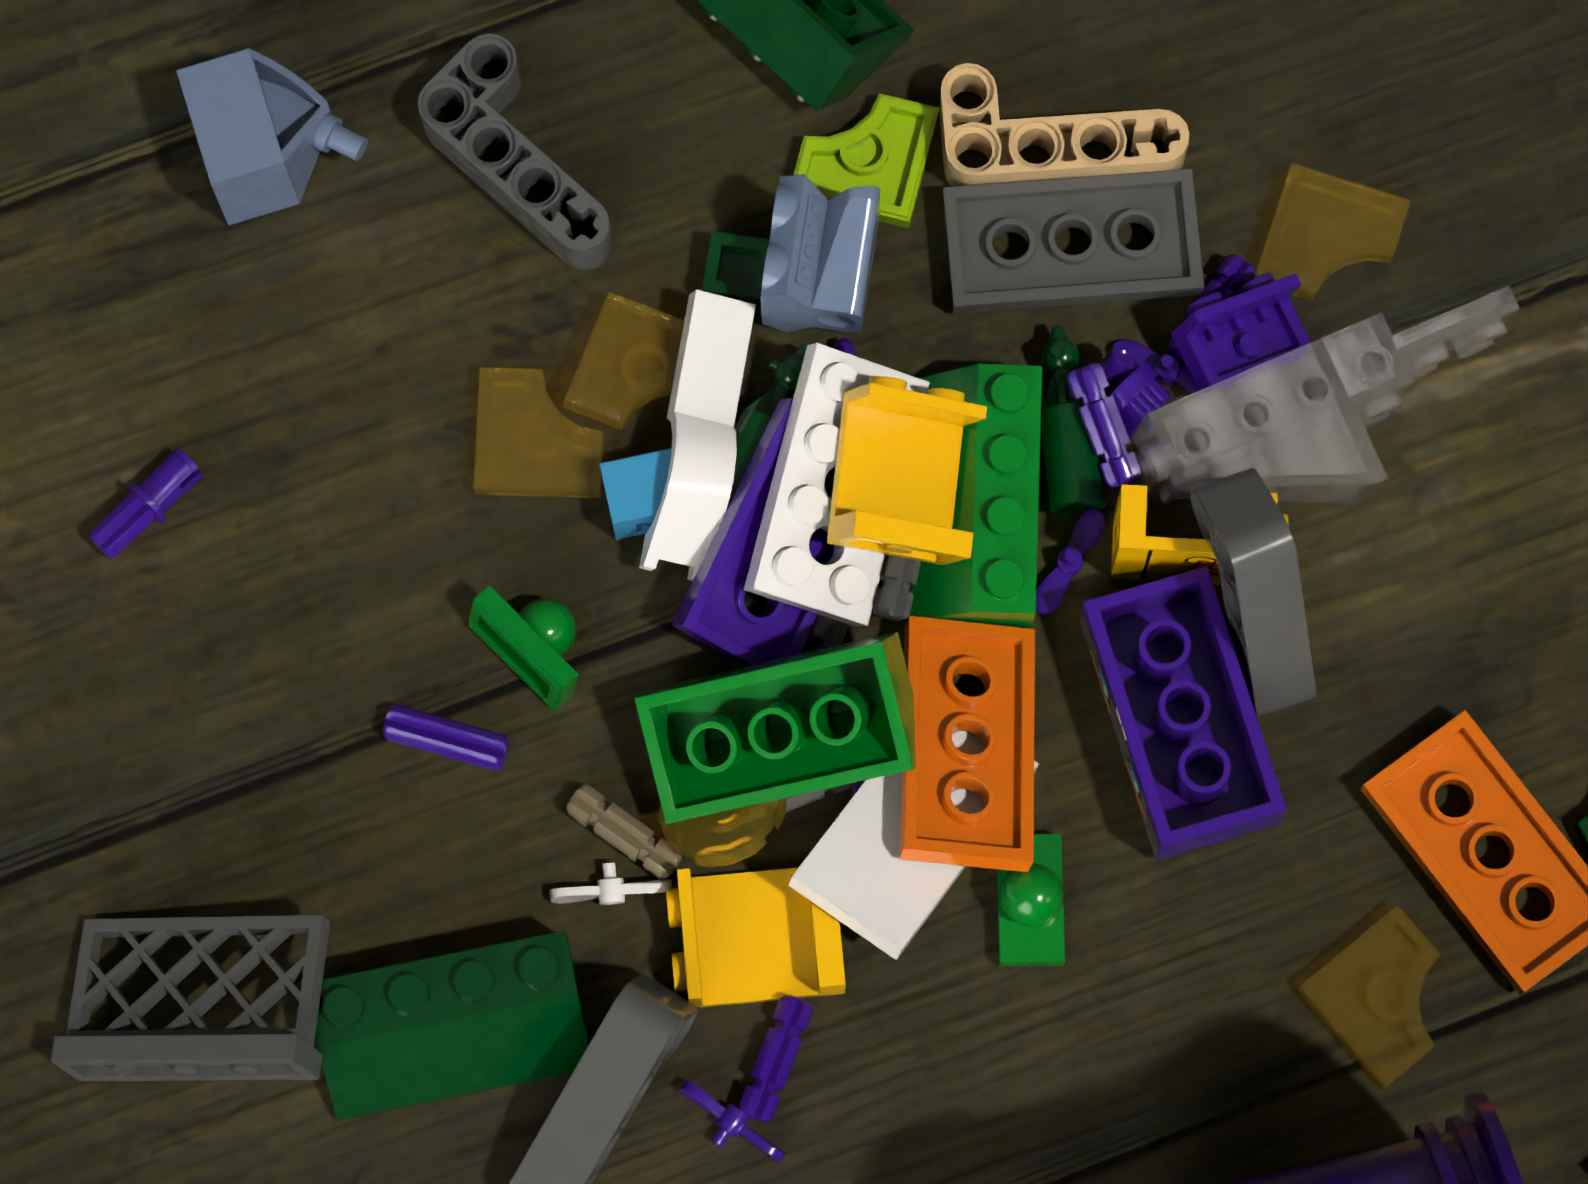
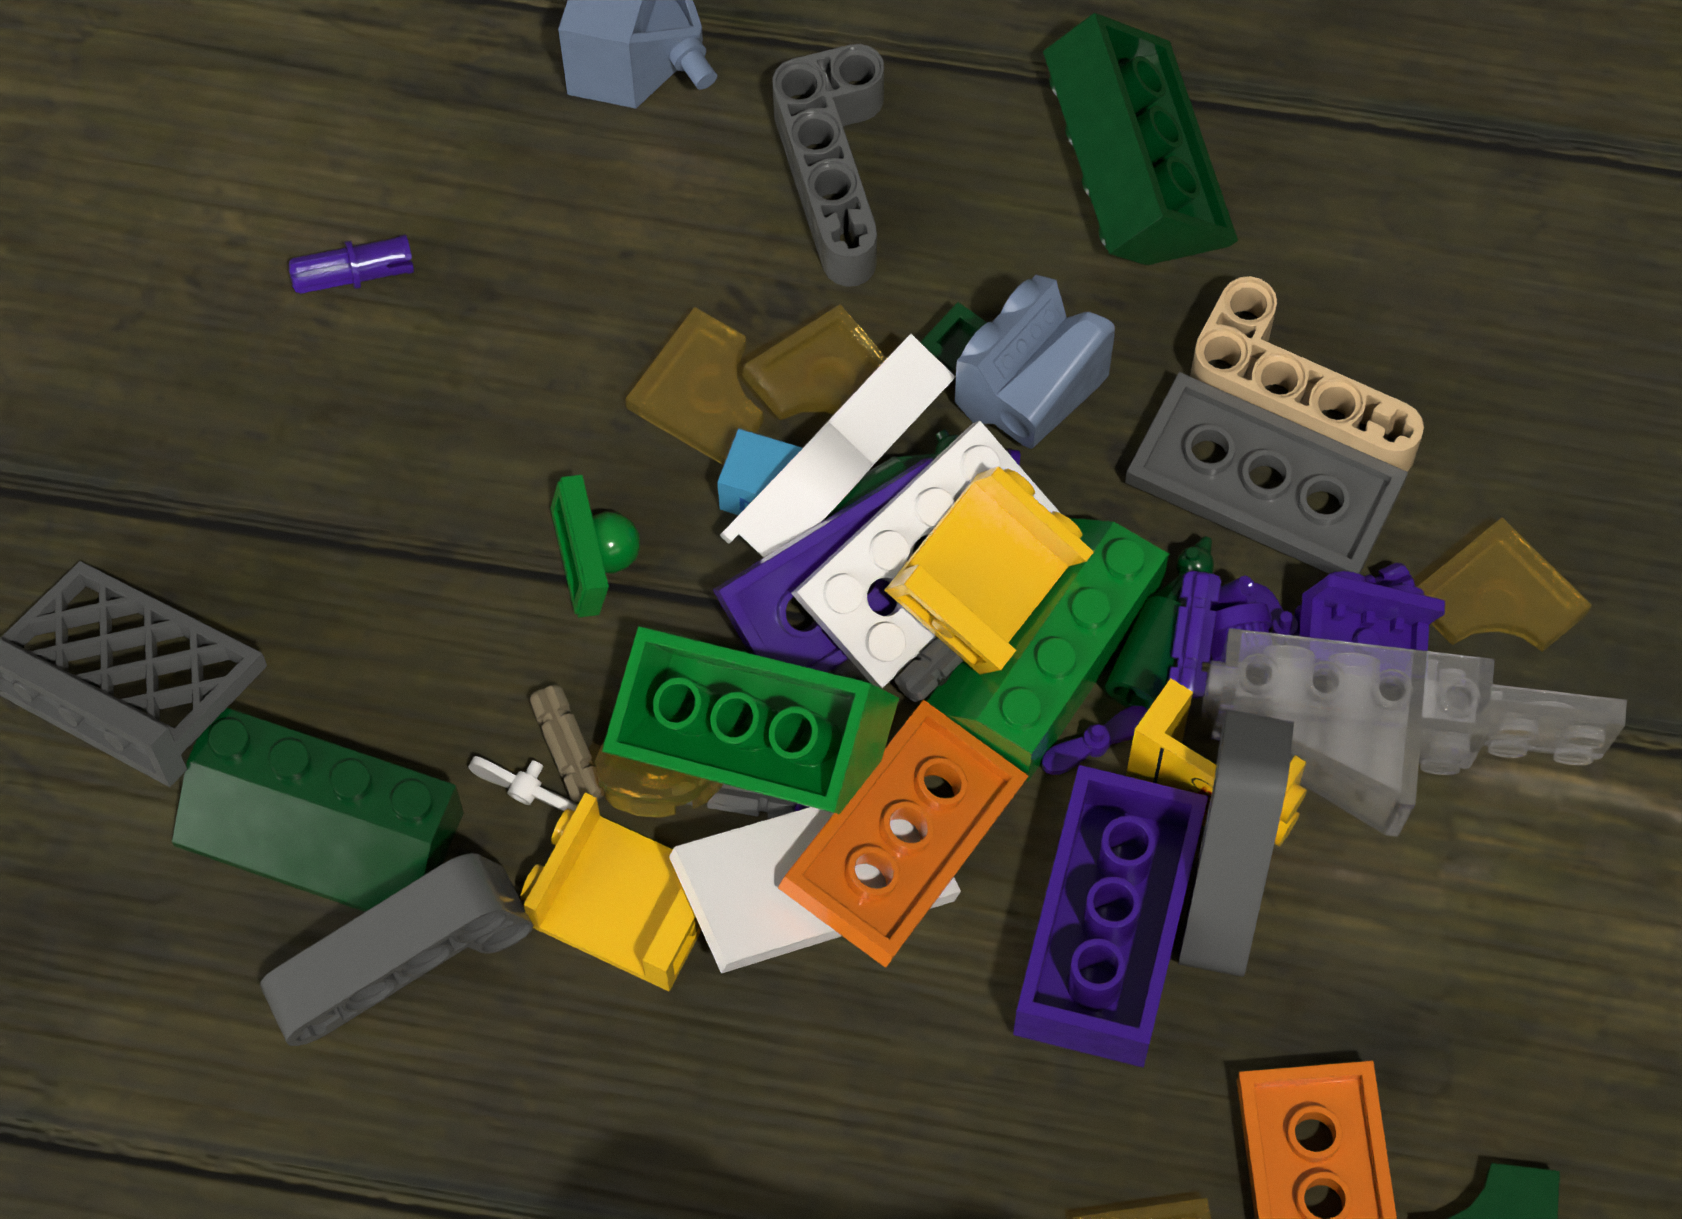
camera: 30 degrees right, 10 degrees down
(445, 737) = (470, 584): dark purple axle -> none
(730, 1120) = (498, 1039): dark purple piece -> none
(776, 1058) = (571, 1007): dark purple axle -> none
(880, 151) = (1149, 320): lime tile -> none
(1033, 909) = (879, 1008): green tile -> none

